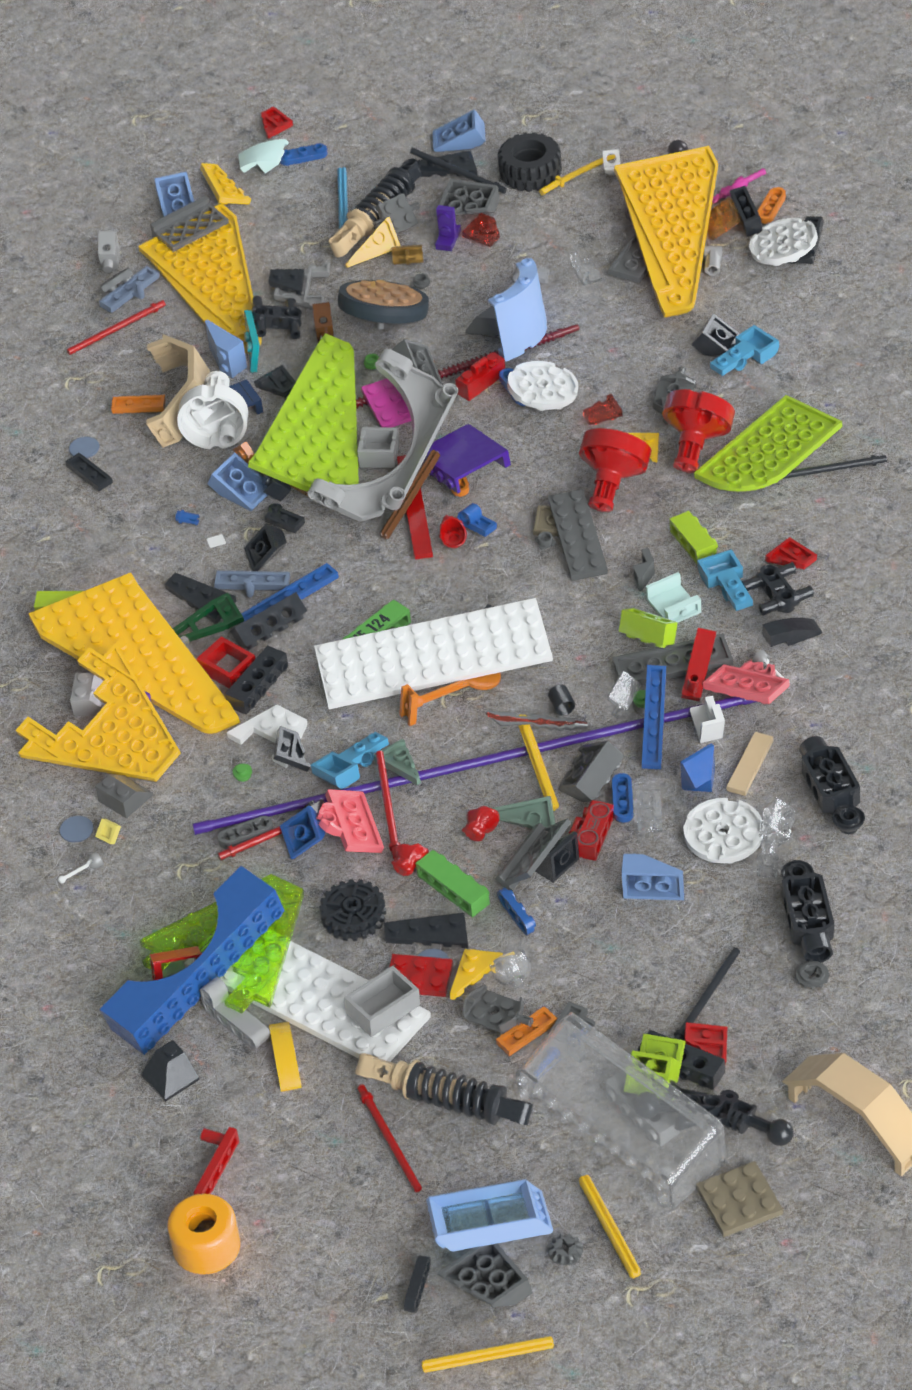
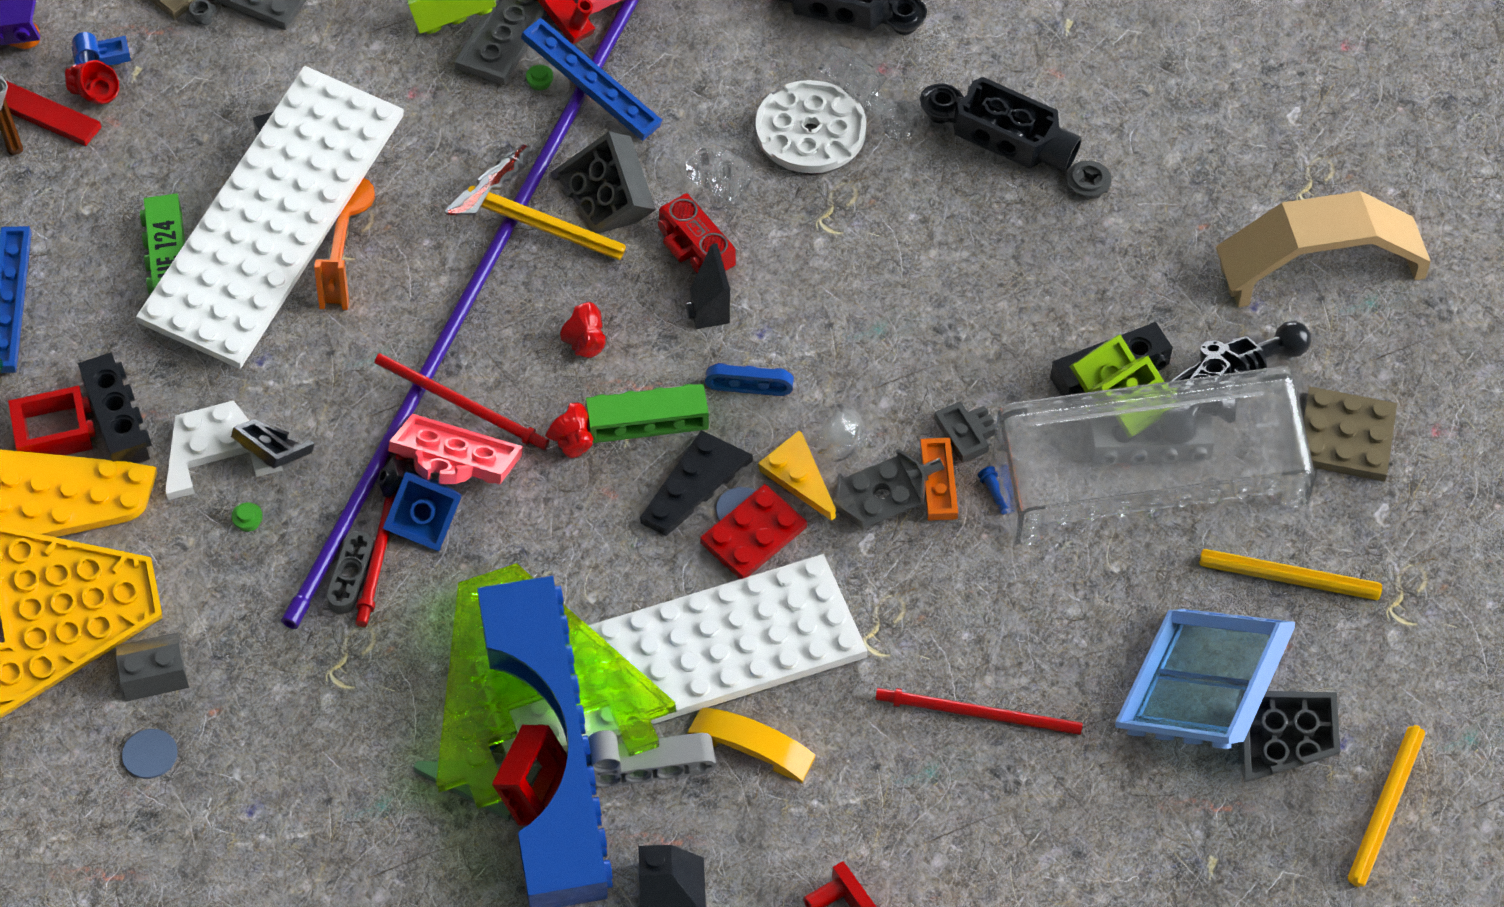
camera: 60 degrees left, 10 degrees up
(93, 861) = (232, 763): hinge -> none
(108, 831) = (200, 718): light yellow plate -> none
(291, 604) = (34, 339): black brick -> none
(342, 768) = (358, 408): dark azure plate -> none
(352, 910) = (592, 535): black piece -> none
(382, 1001) = (788, 585): light grey piece -> none
(400, 761) = (408, 348): sand green wing -> none
(417, 1284) = (1231, 813): black beam -> none
(436, 1088) = (967, 606): black piece -> none
(528, 812) = (614, 277): sand green wing -> none
(531, 853) = (676, 319): dark grey fence -> none
(558, 1254) = (1304, 639): dark grey gear -> none
(561, 699) = (469, 145): black piece -> none
(622, 797) = (666, 175): blue plate -> none
(623, 693) = (528, 86): clear panel -> none
(650, 879) = (829, 227): medium blue slope -> none
(680, 1033) = (1069, 342): black bar -> none
(699, 770) = (718, 90): slope -> none
(707, 1038) = (1102, 322): red wing -> none
(708, 720) = (644, 38): white panel -> none
(750, 763) = (733, 47): tan tile -> none

